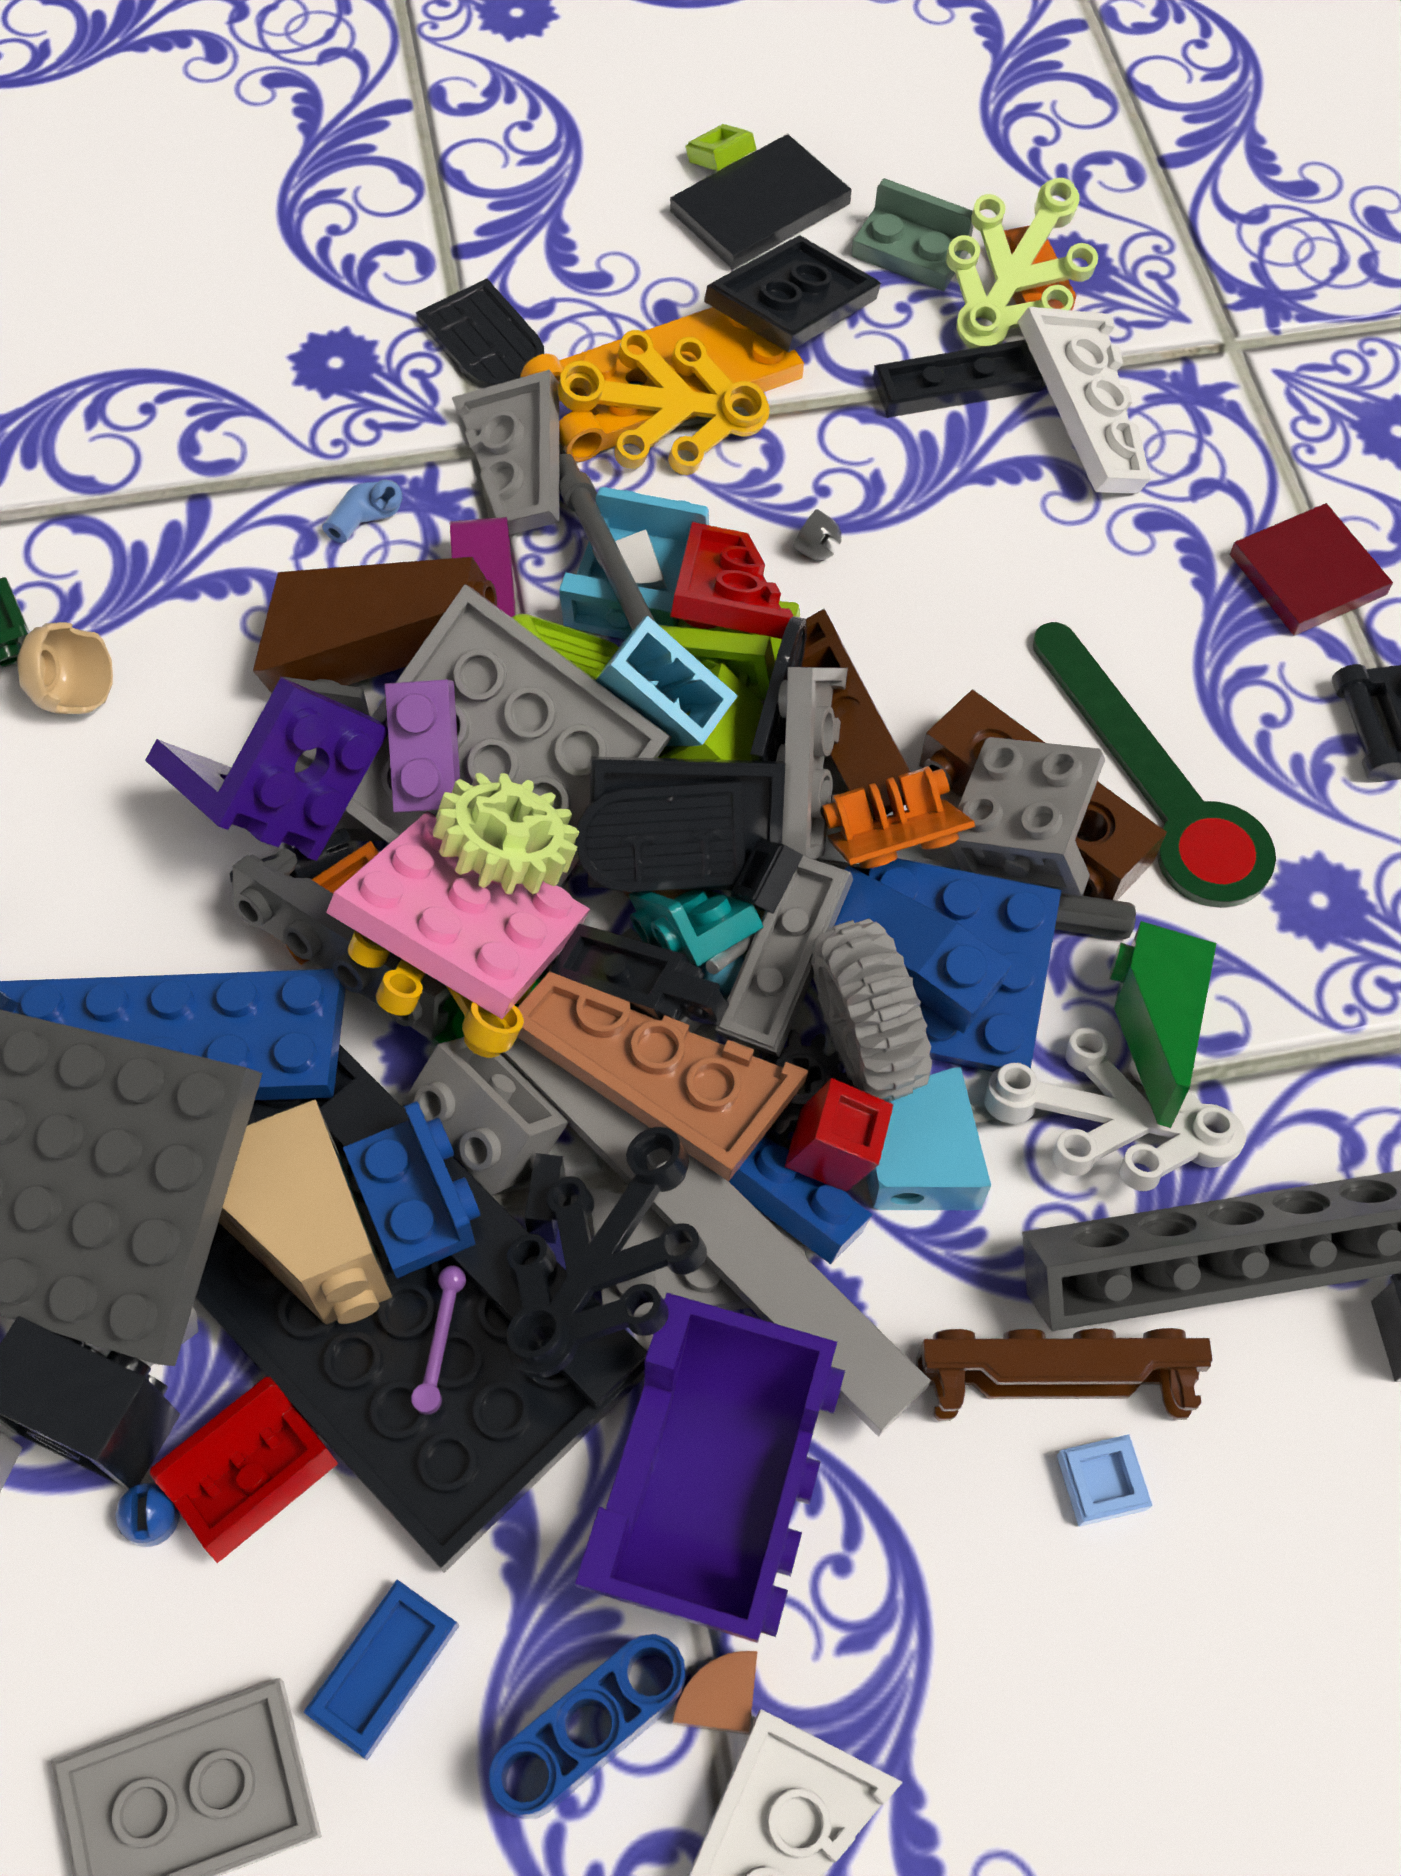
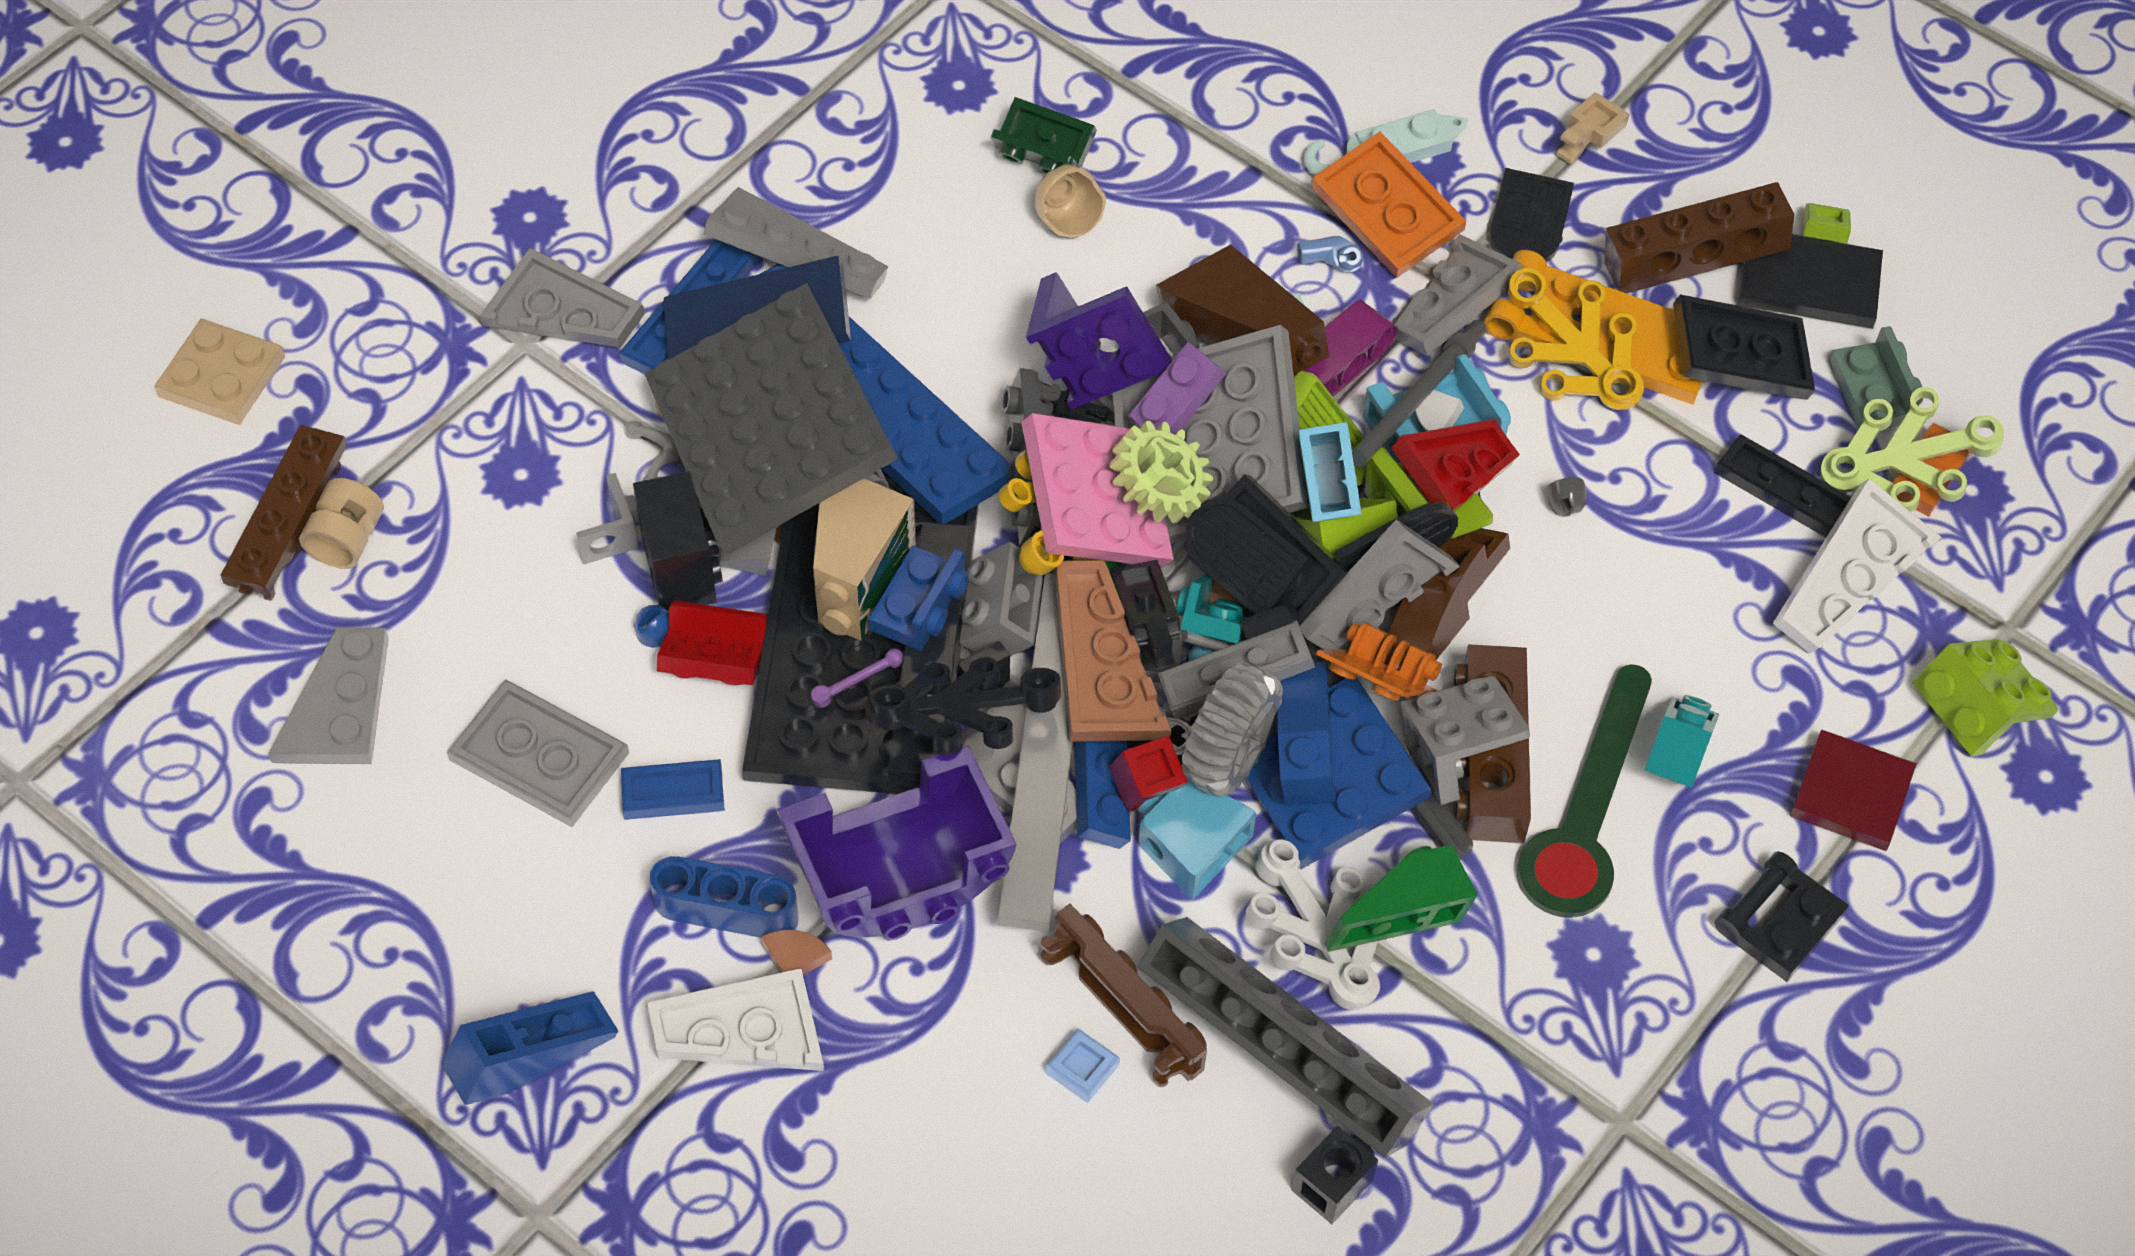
camera: 50 degrees right, 5 degrees down
(293, 376) = (1414, 136): none -> light aqua plate
(363, 421) = (1388, 204): none -> orange plate
(445, 214) = (1594, 122): none -> tan plate
(654, 232) = (1698, 238): none -> reddish brown brick
(1166, 649) = (1682, 740): none -> teal slope
(1297, 406) = (1983, 691): none -> lime bracket

